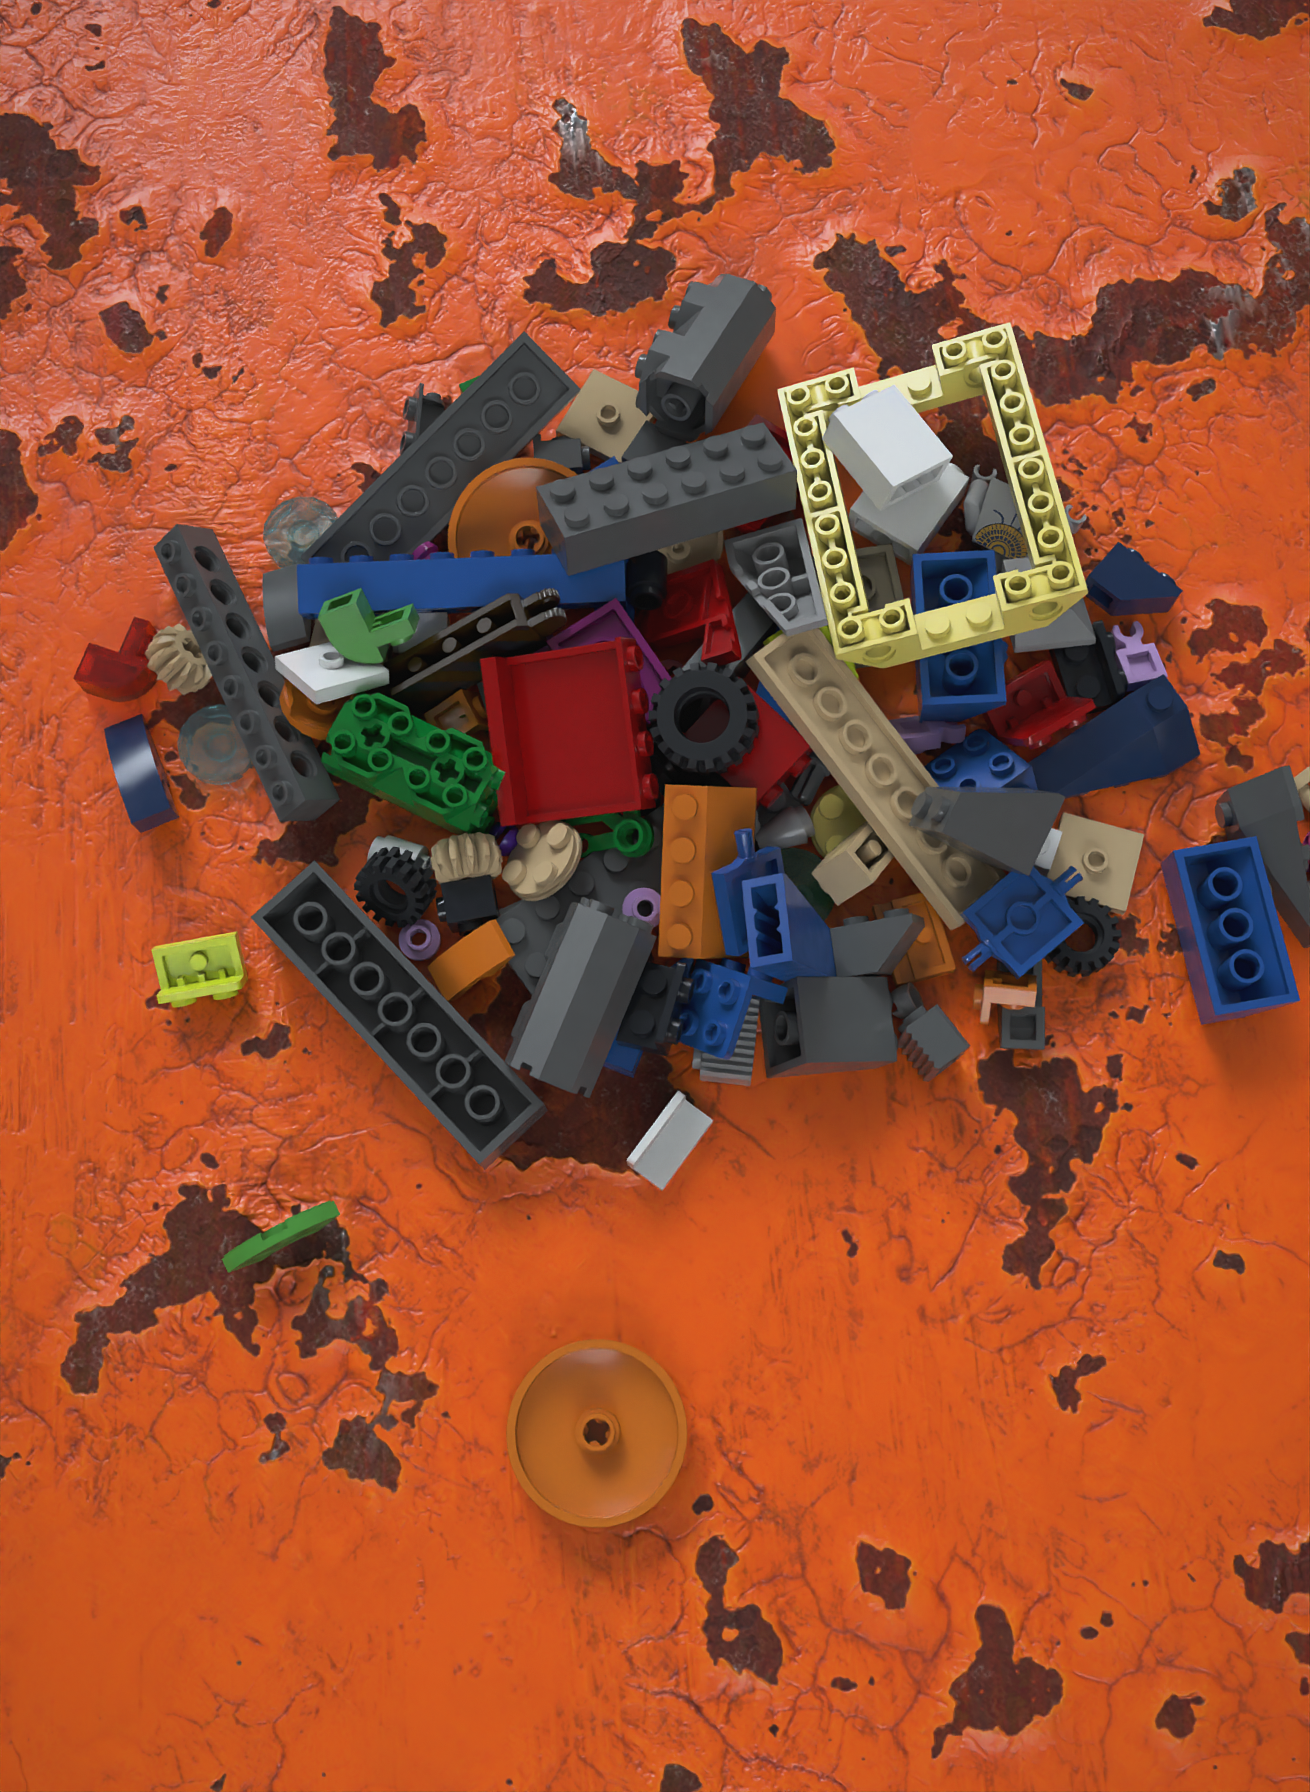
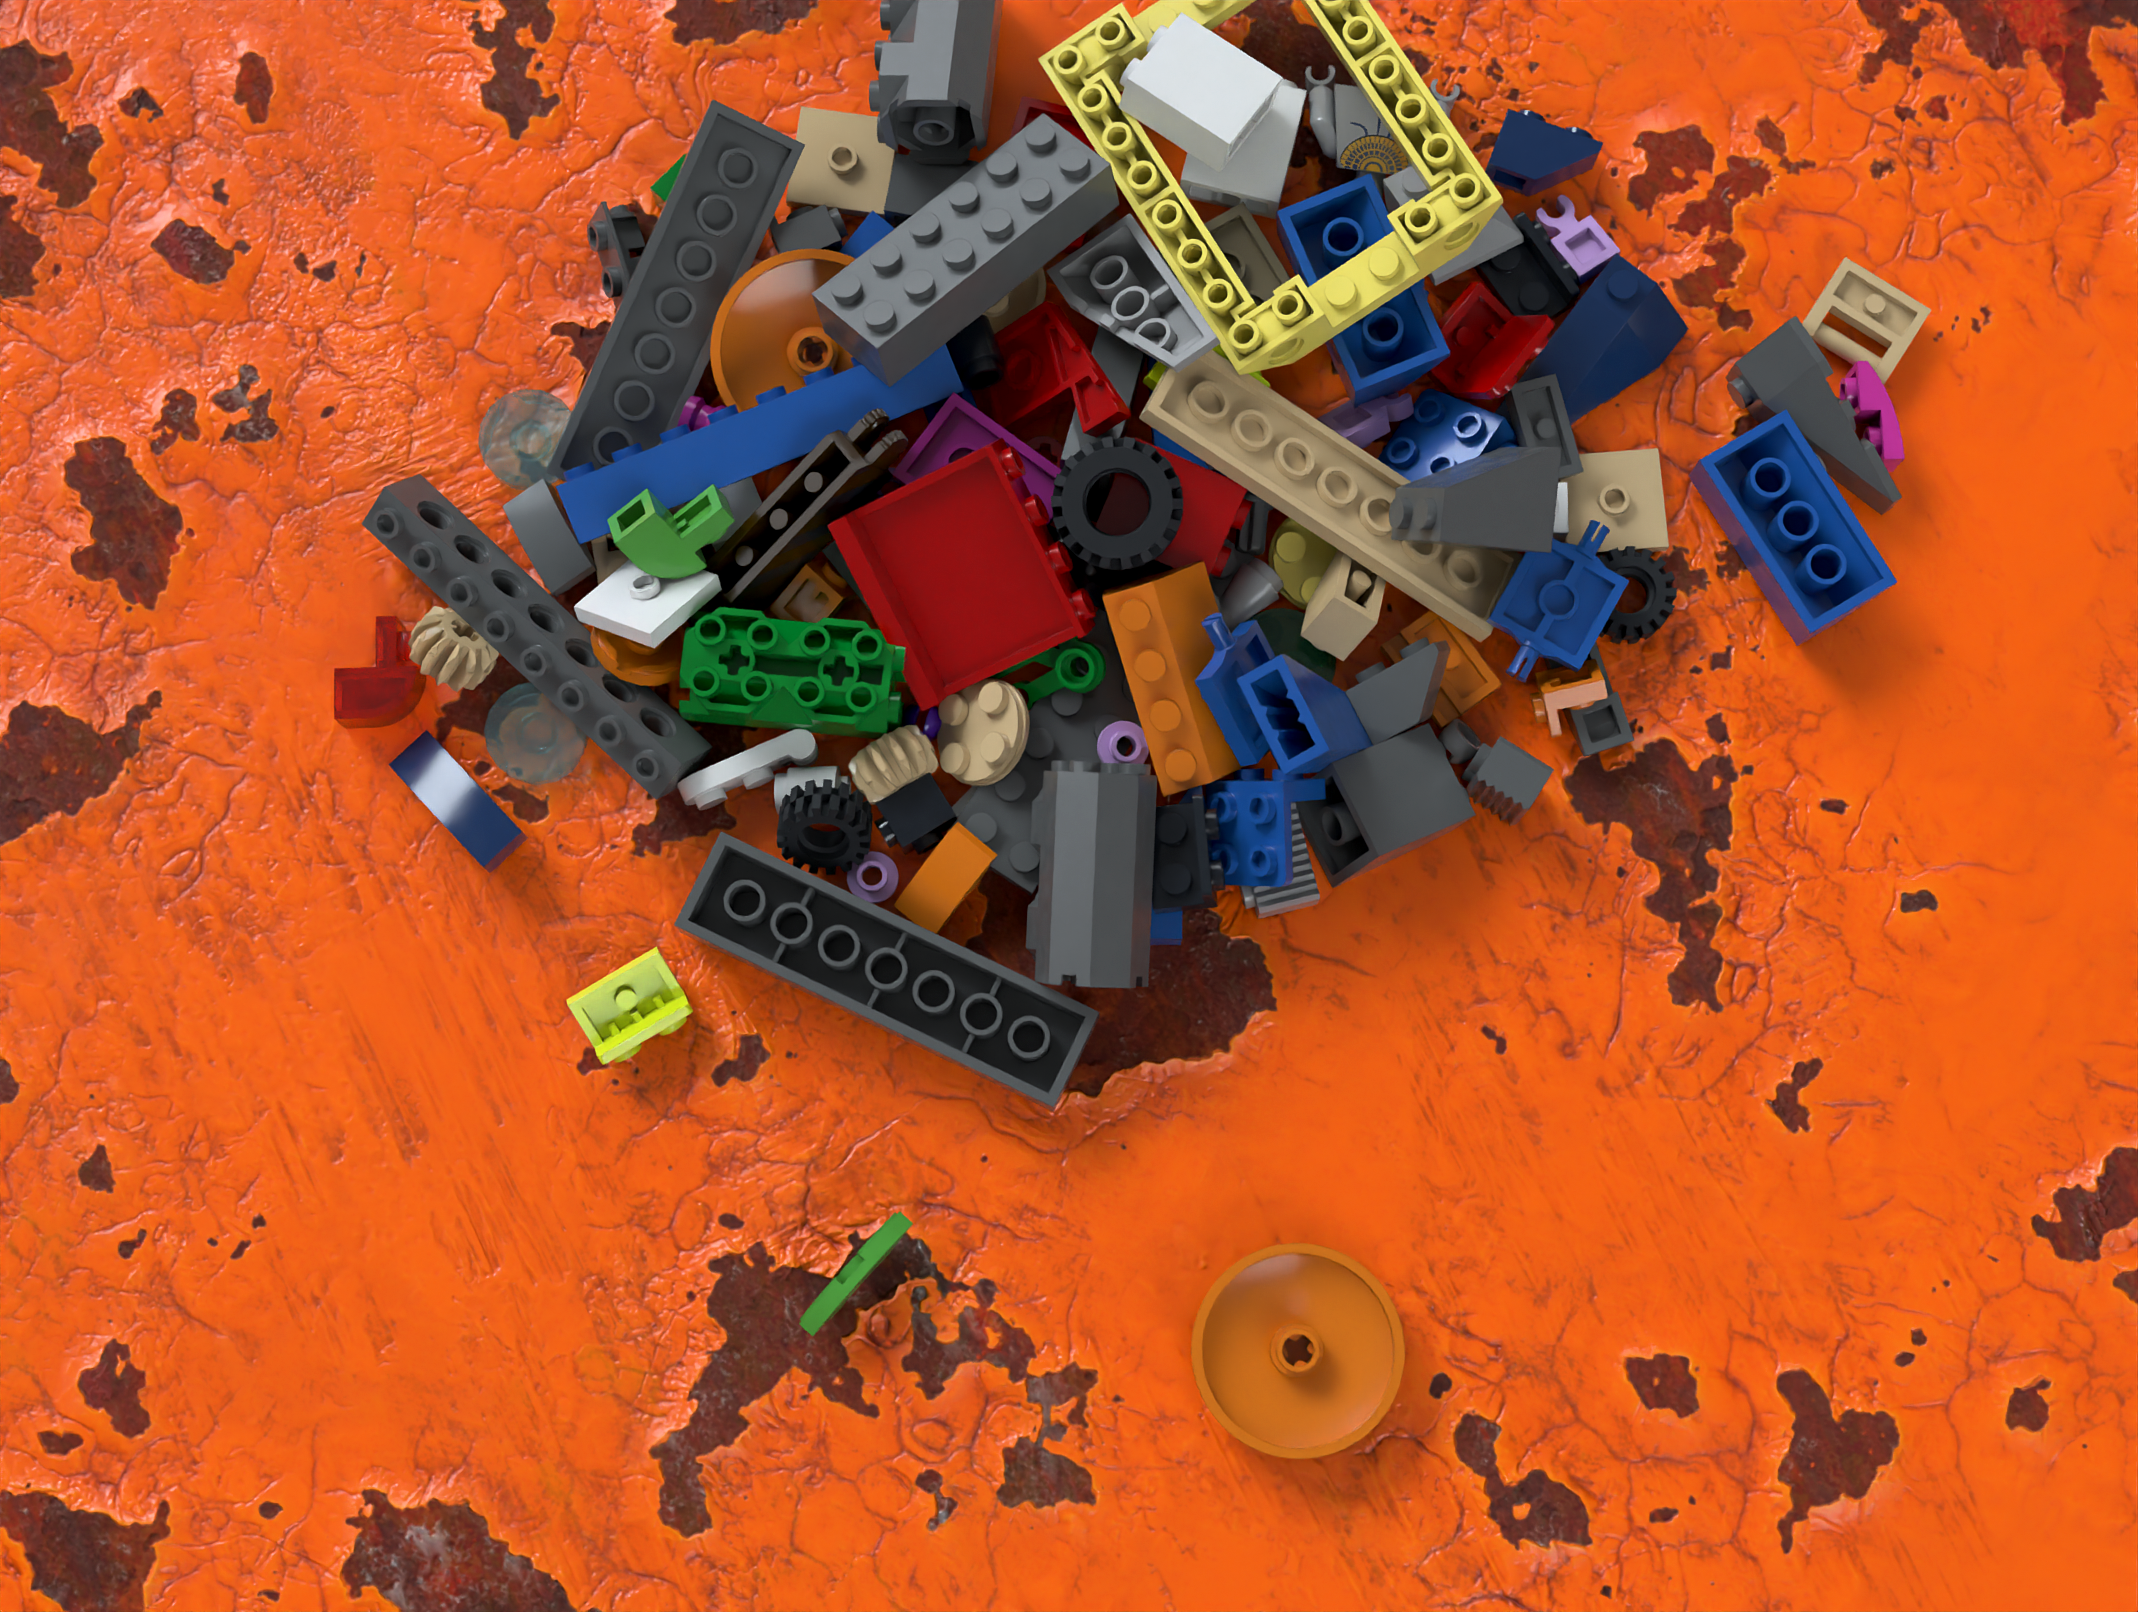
camera: 25 degrees left, 5 degrees up
(360, 824) = (749, 768): none -> white plate
(669, 1141) = (1252, 1001): white panel -> none
(1061, 772) = (1542, 420): none -> dark grey plate

